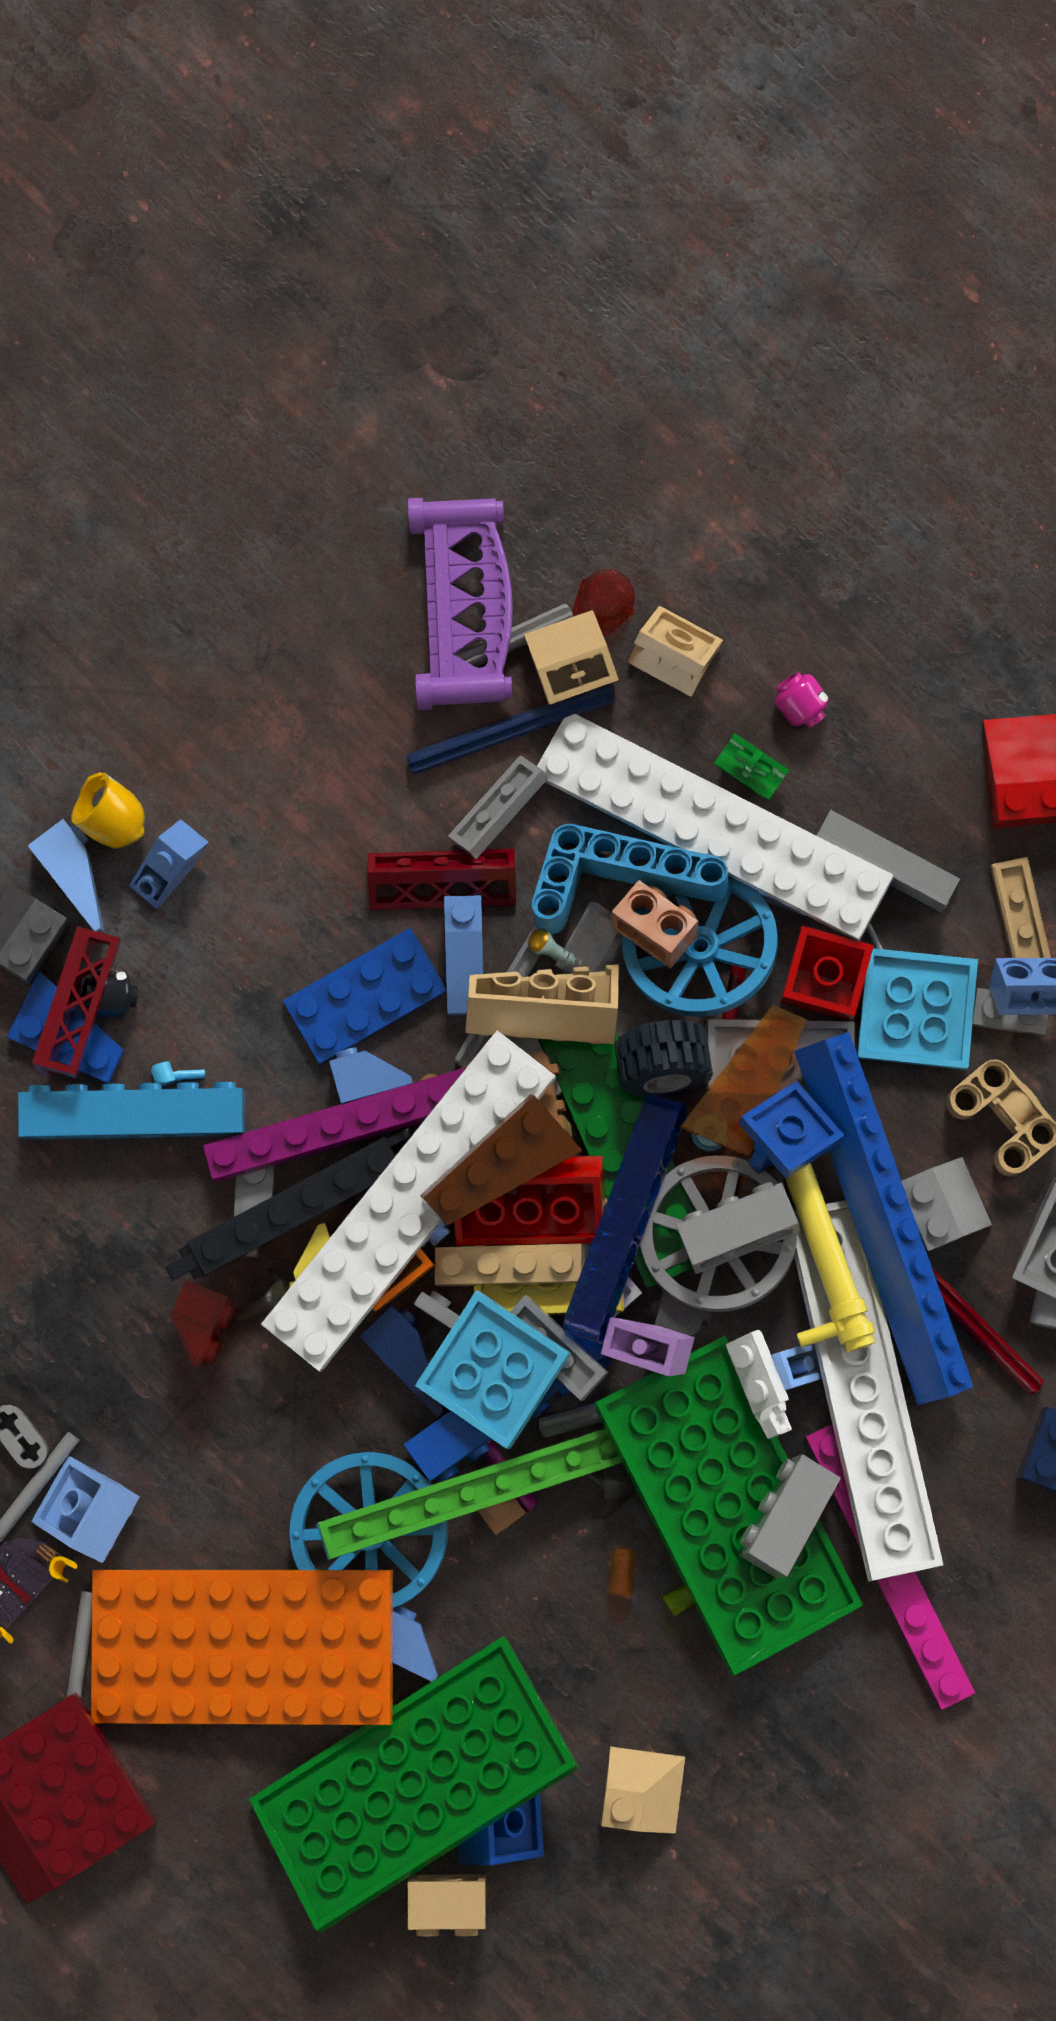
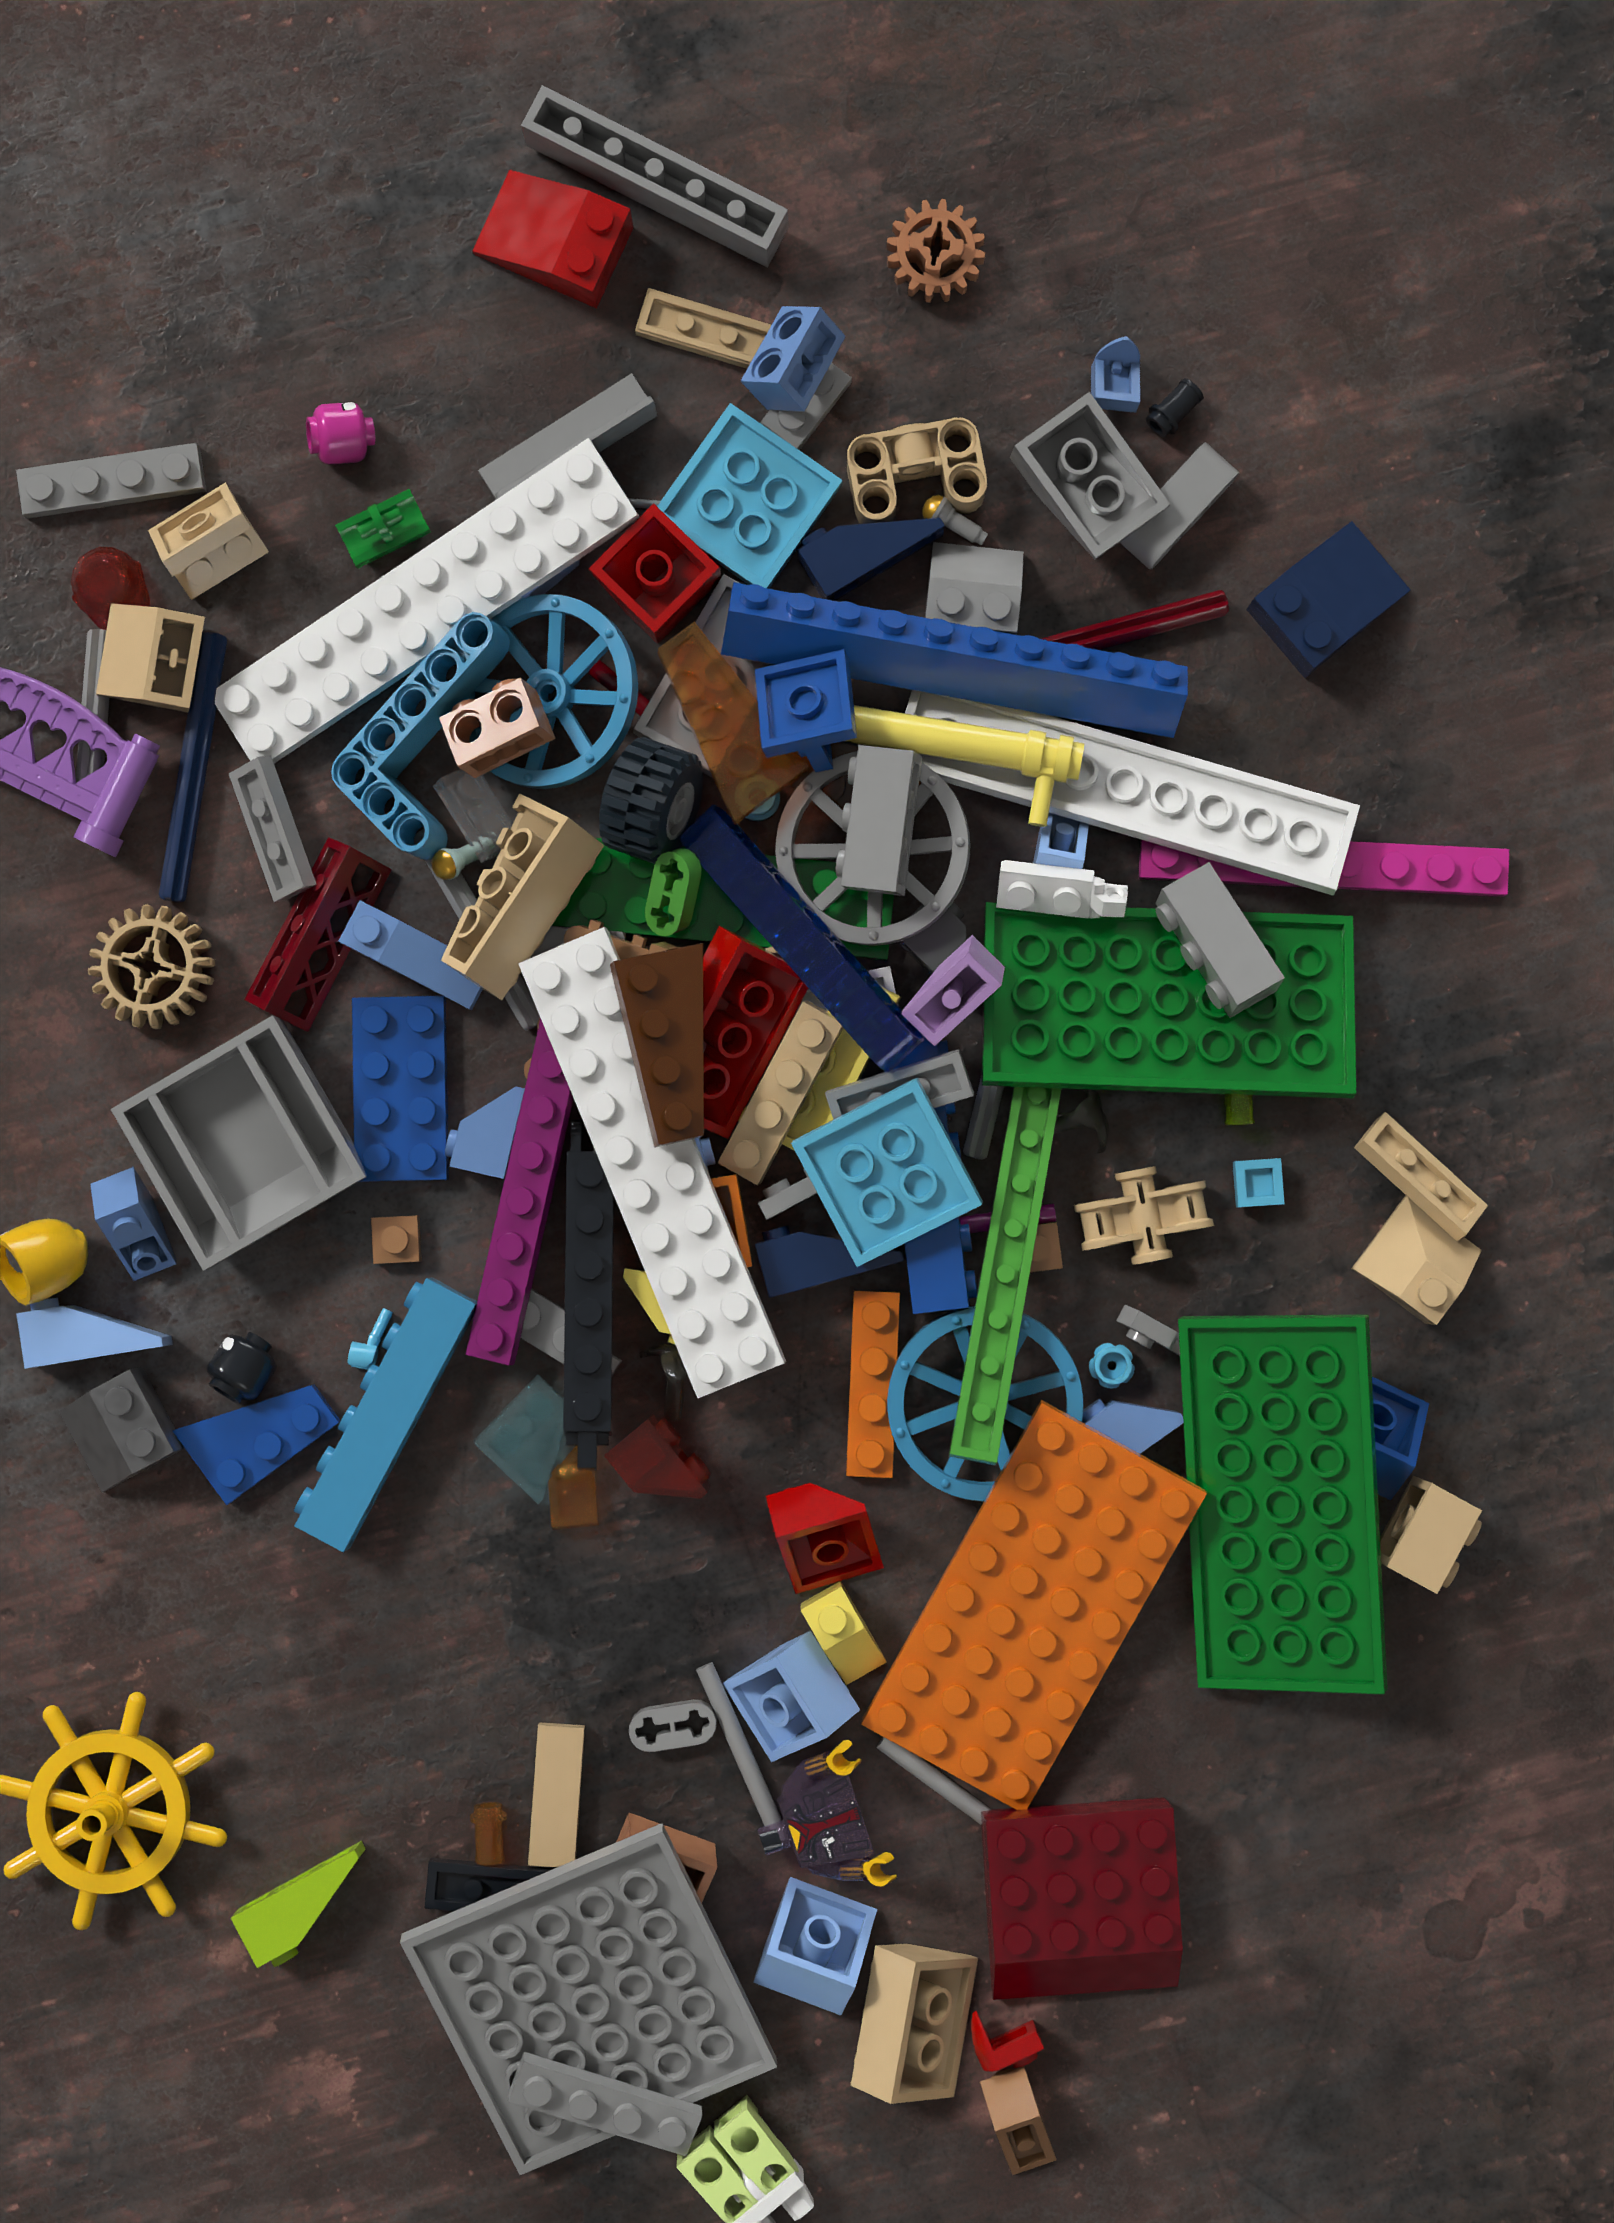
camera: 55 degrees left, 5 degrees up
(67, 999) = (222, 1417): dark red fence -> none
(144, 1275) = (572, 1495): none -> clear orange slope
(149, 1521) = (842, 1633): none -> light yellow slope
(168, 1220) = (526, 1437): none -> clear light blue wing
(210, 1468) = (822, 1536): none -> red slope
(257, 1052) = (396, 1239): none -> medium nougat plate
(266, 907) = (240, 1141): none -> light grey slope
(338, 782) = (156, 946): none -> tan gear
(352, 1436) = (872, 1362): none -> orange plate
(455, 1613) = (1124, 1367): none -> medium azure plate
(484, 1620) = (1148, 1330): none -> light grey plate
(573, 1583) = (1127, 1218): none -> tan axle
(608, 1111) = (669, 890): none -> bright green beam
(621, 1571) = (1175, 1153): clear orange pin -> none
(634, 1643) = (1258, 1182): none -> medium azure plate
(680, 561) = (111, 480): none -> light grey plate
(703, 1758) = (1421, 1176): none -> tan plate
(921, 1107) = (857, 553): none -> dark blue slope
(985, 1150) = (940, 507): none -> light grey piece

